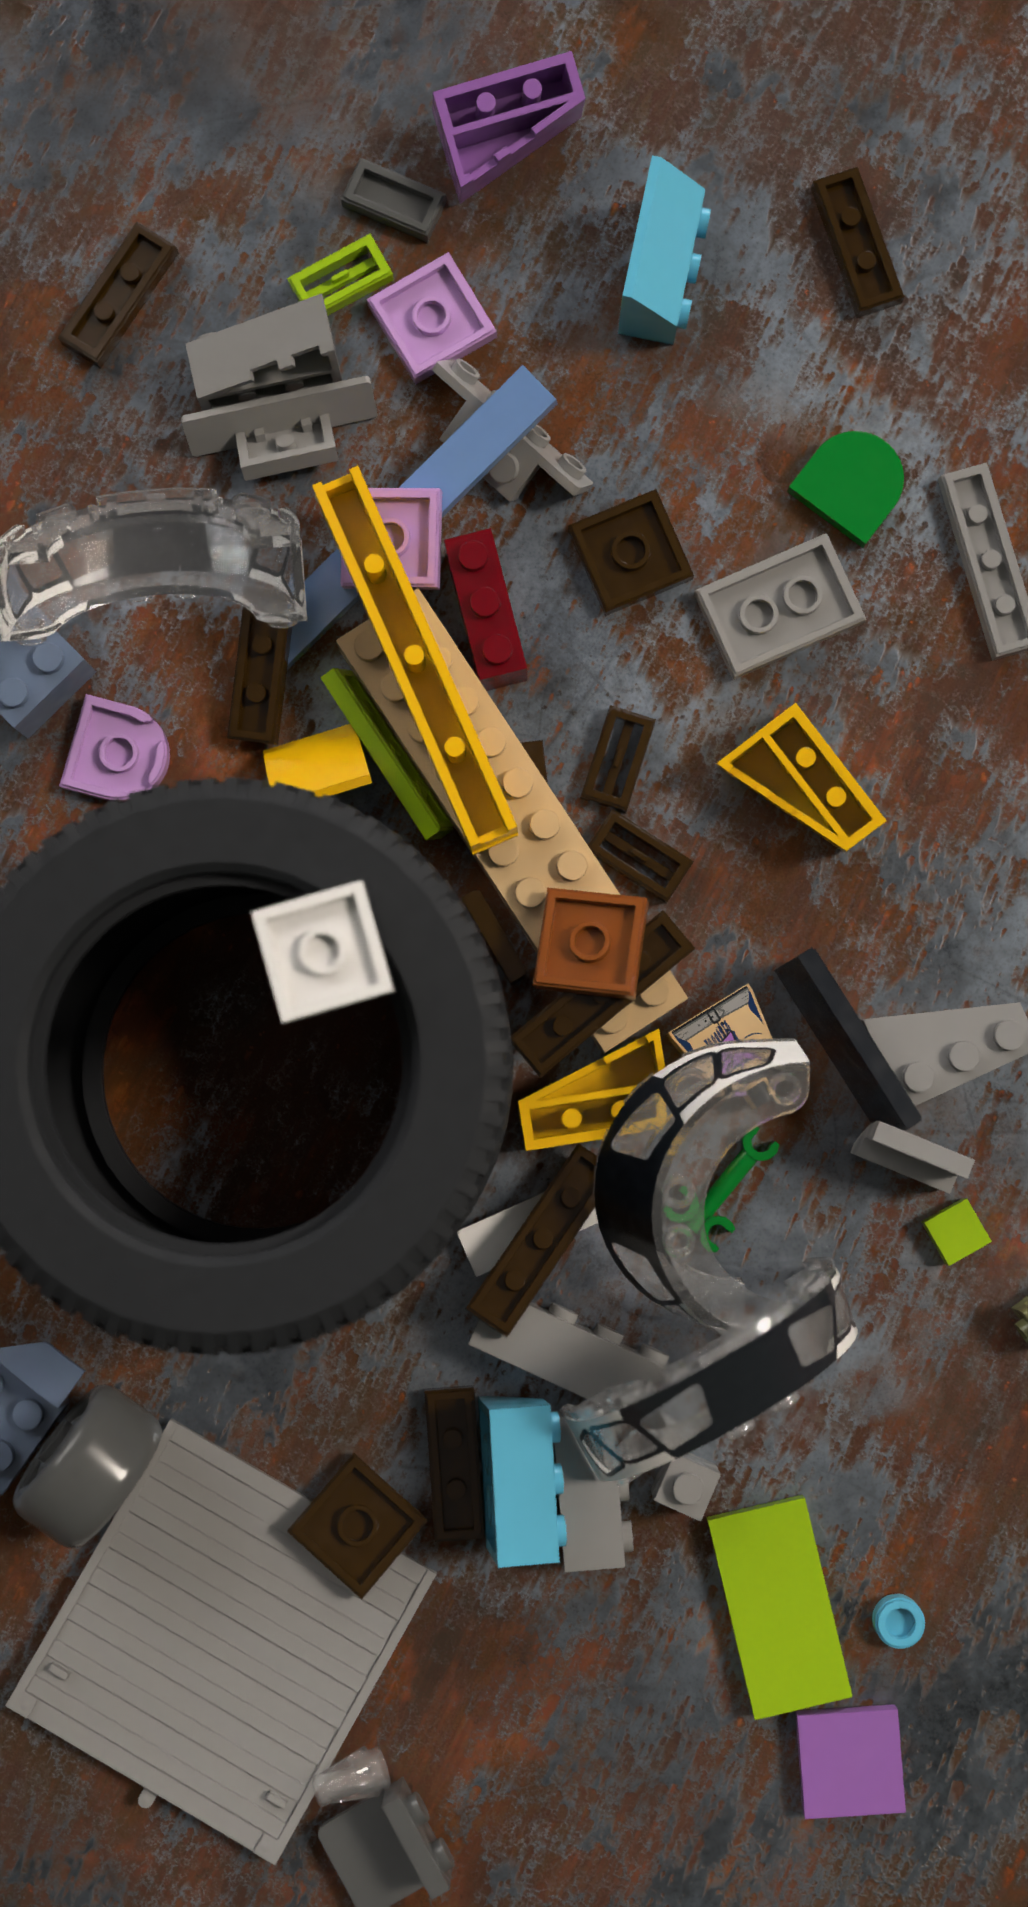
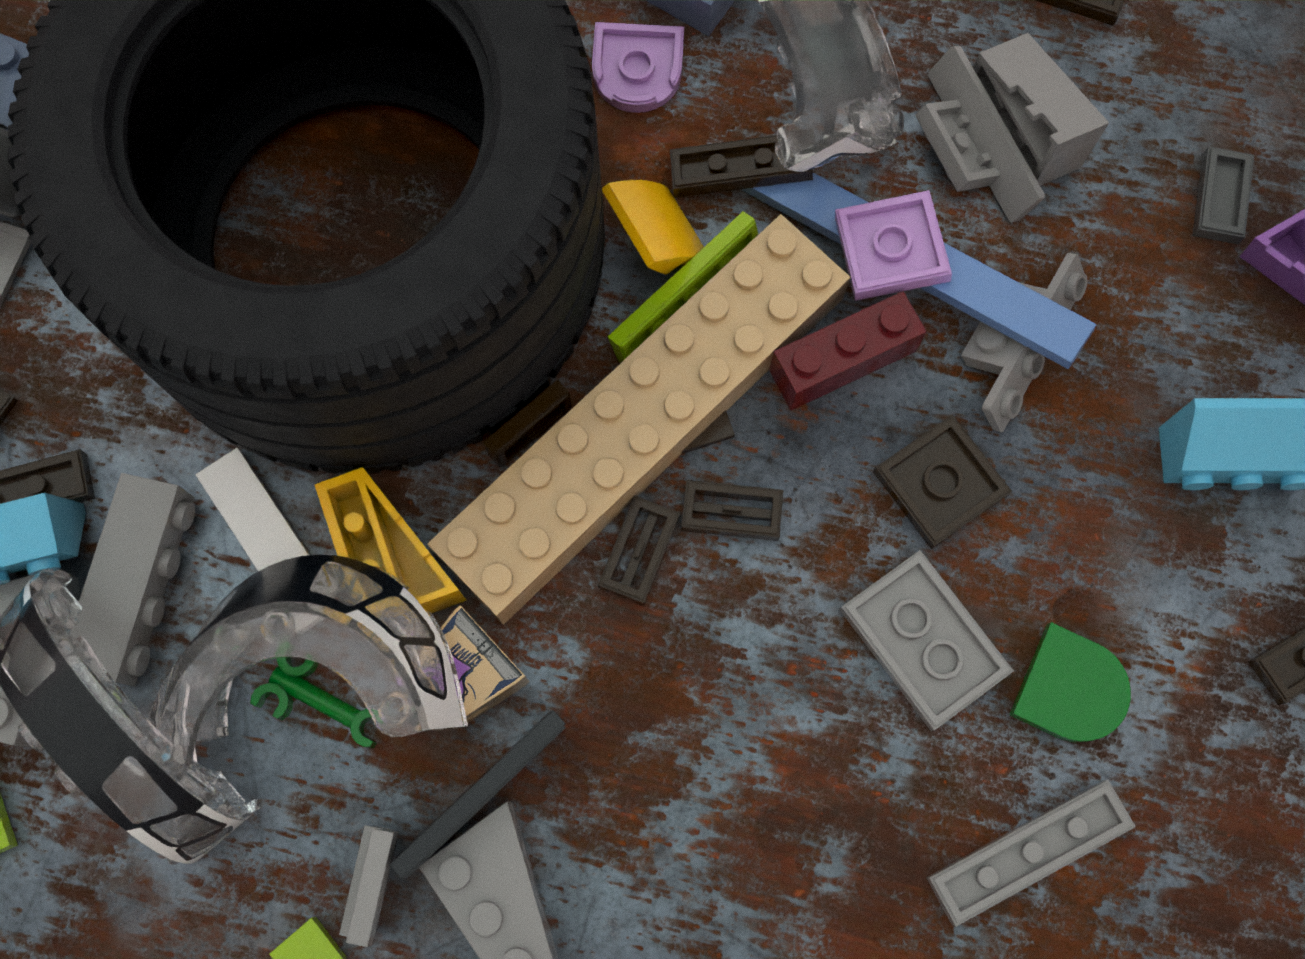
camera: 75 degrees right, 10 degrees down
(322, 952) = (419, 167): white plate -> none
(335, 261) = (1127, 168): lime tile -> none
(416, 661) = (770, 280): yellow tile -> none
(431, 317) = (1121, 251): lavender tile -> none
(537, 1245) = (223, 517): dark brown tile -> none
(578, 1016) = (482, 524): dark brown tile -> none
(591, 943) = (528, 500): dark orange tile -> none
(805, 779) = (749, 696): yellow wedge -> none

